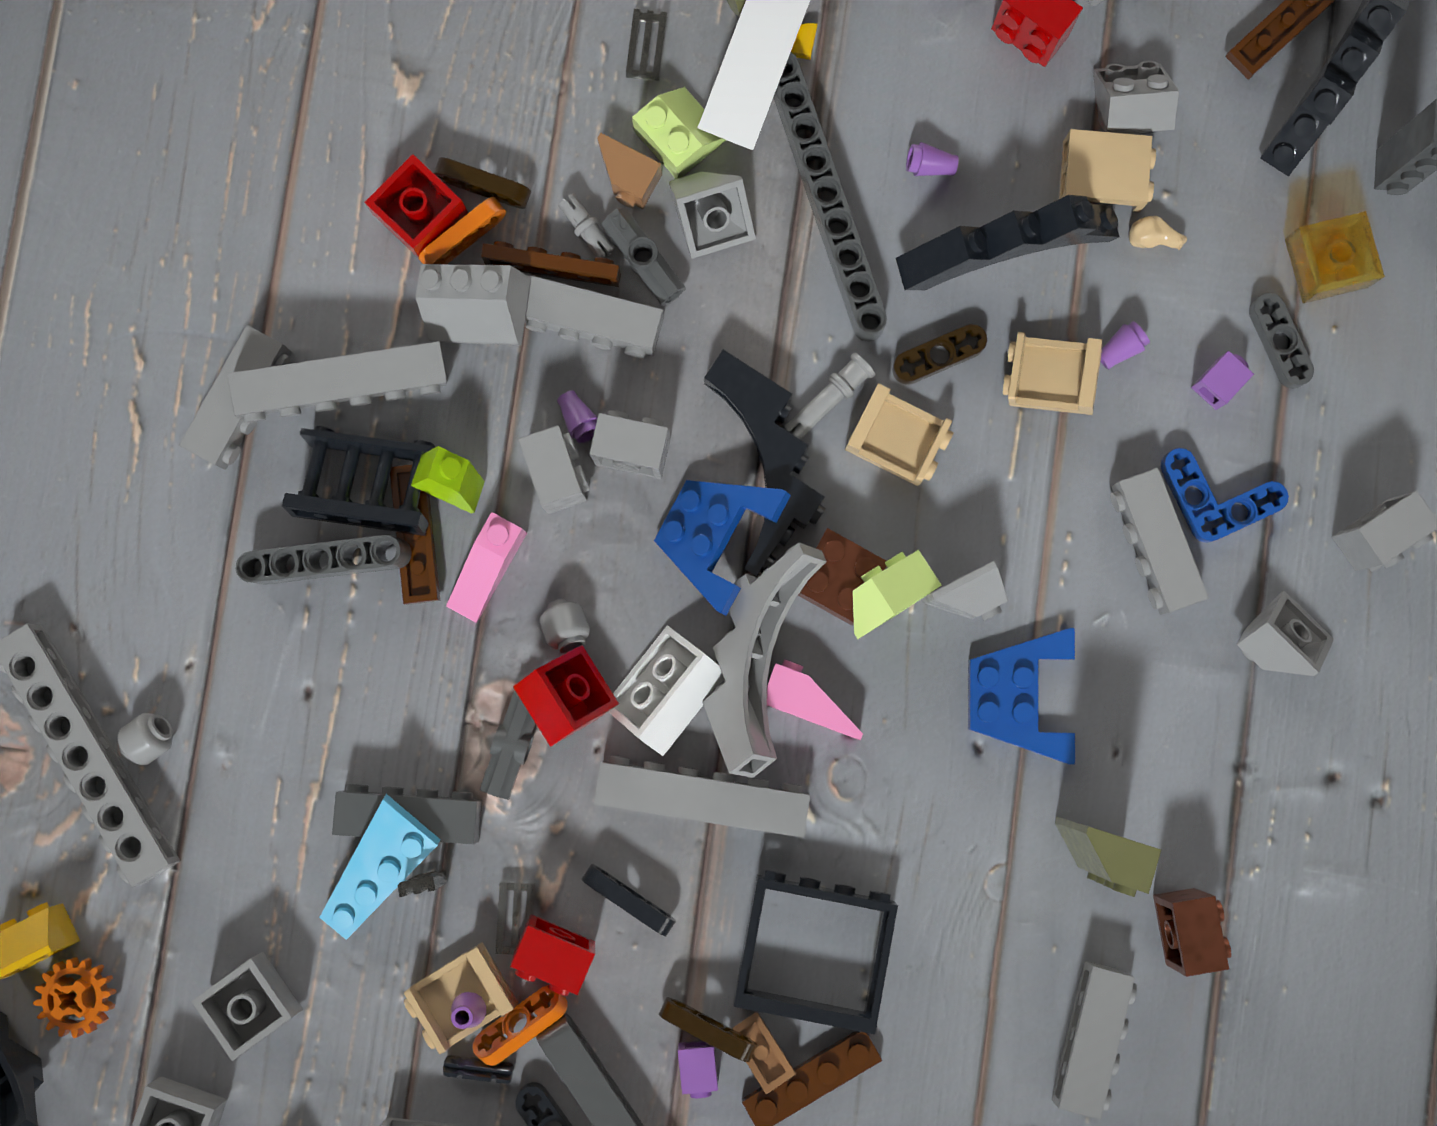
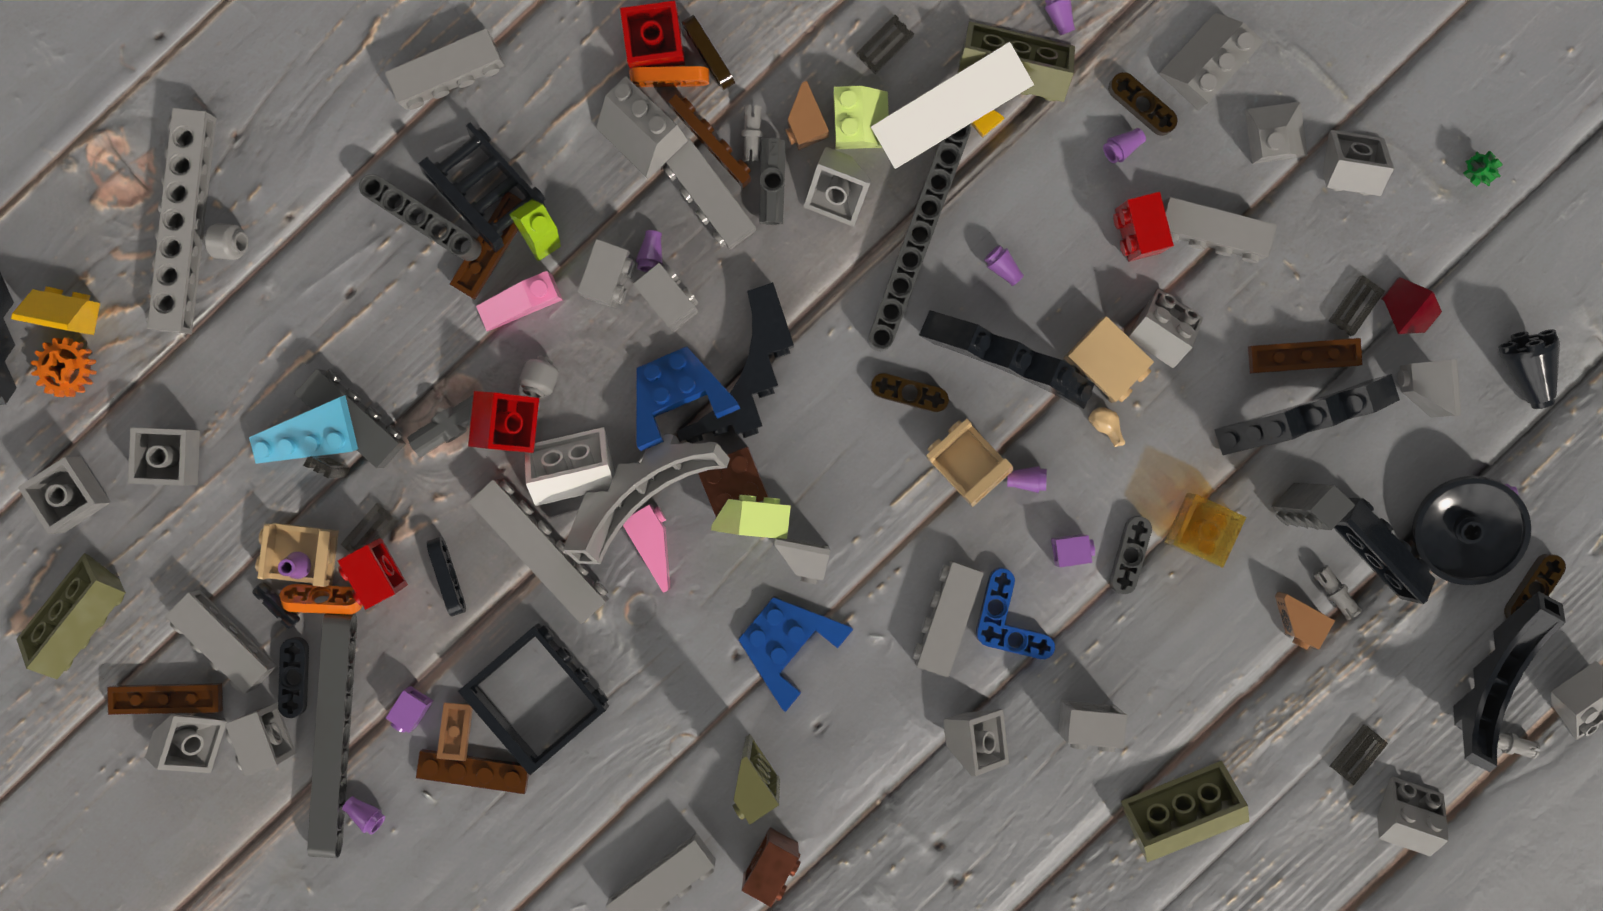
camera: 35 degrees right, 5 degrees up
(337, 380) = (514, 109): light grey brick -> none
(707, 1029) = (432, 692): dark brown beam -> none
(840, 387) = (831, 364): light grey pin -> none
(899, 437) = (841, 424): tan panel -> none

